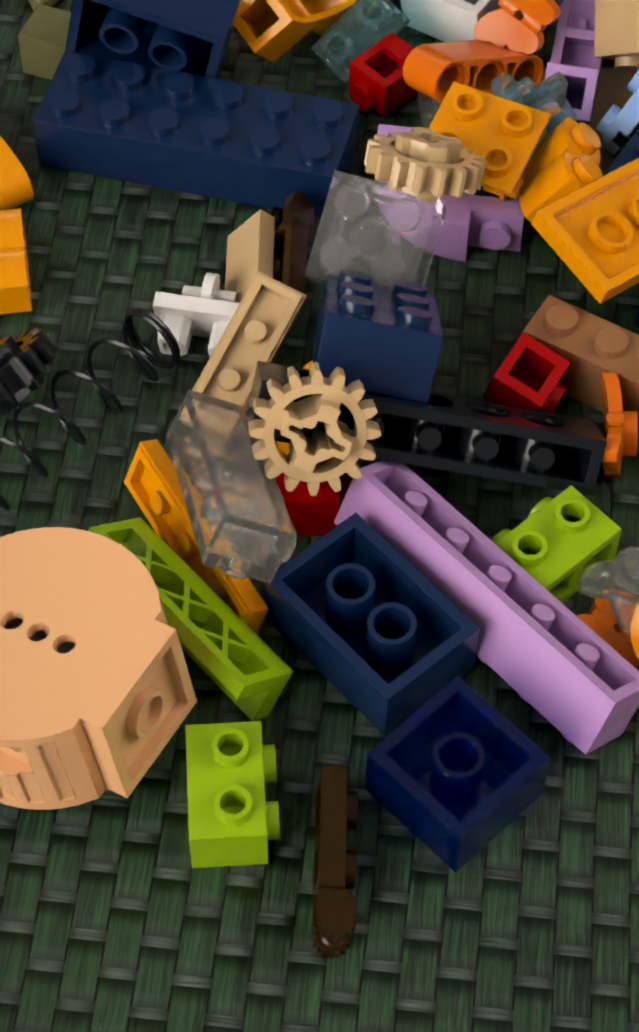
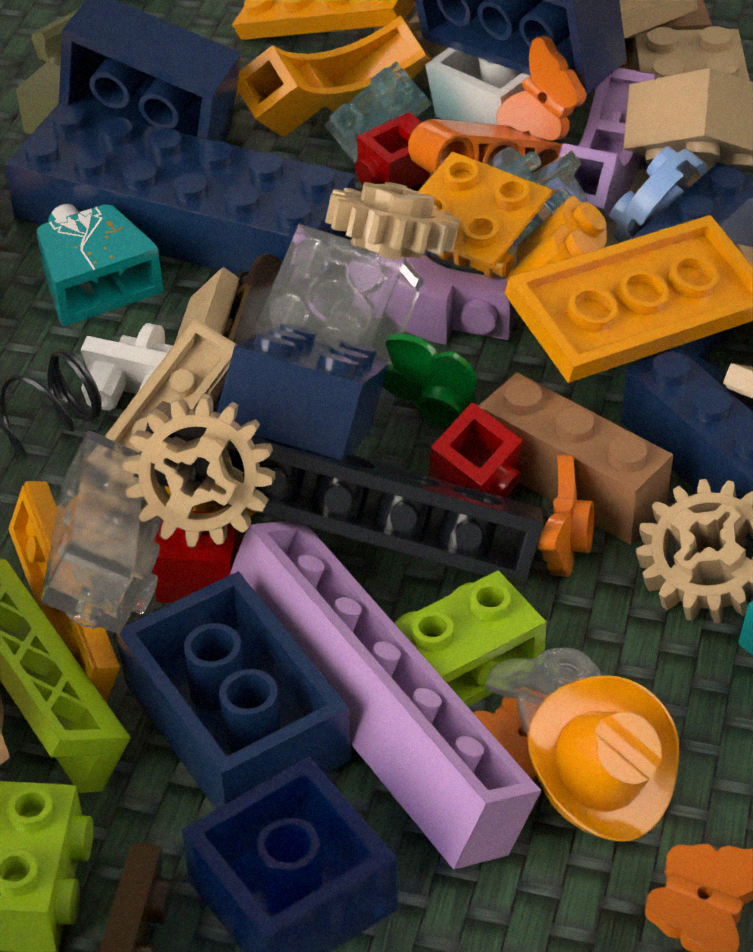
camera: 10 degrees right, 10 degrees down
(134, 208) = (96, 262): none -> teal torso
(477, 309) = (436, 382): none -> green plate

